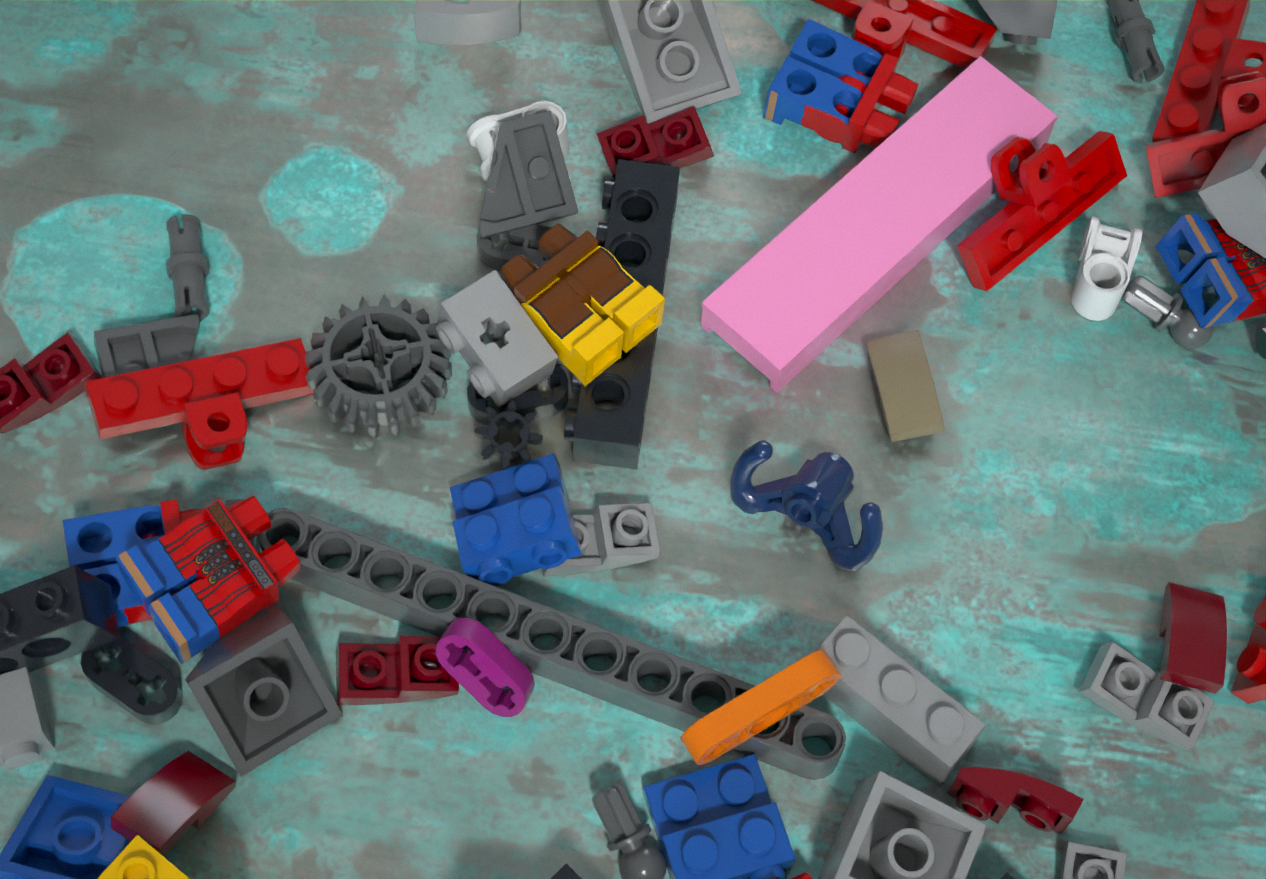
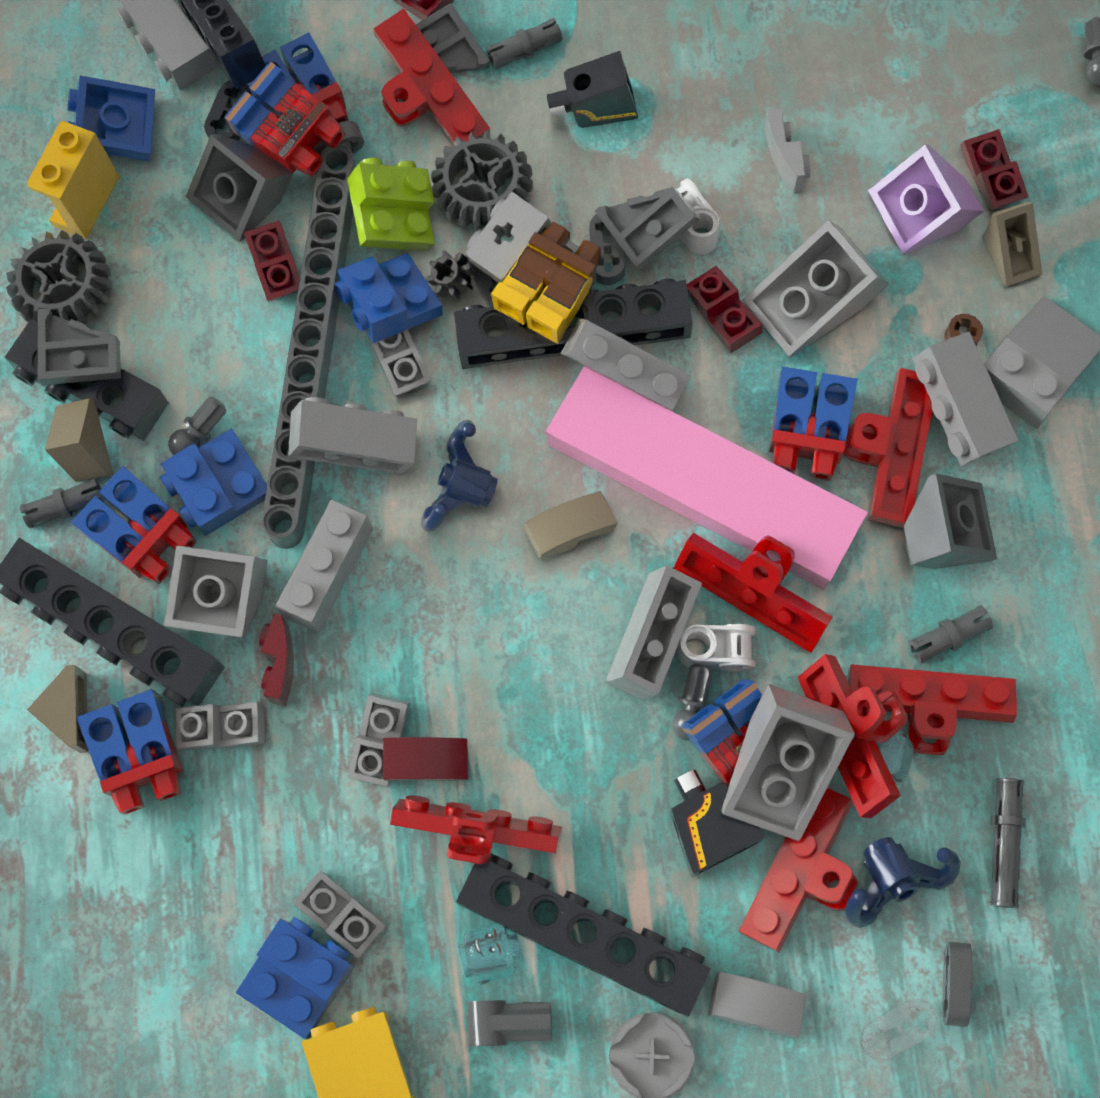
camera: 85 degrees right, 10 degrees up
(172, 801) = (150, 158): dark red slope -> none
(309, 189) = (596, 93): none -> black torso
(376, 484) = (392, 205): none -> lime plate
(485, 667) = (280, 307): magenta beam -> none
(718, 250) = (625, 364): none -> light grey brick
(718, 609) = (352, 436): none -> light grey brick
(760, 707) = (282, 474): orange beam -> none
(1079, 322) = (653, 632): none -> light grey brick

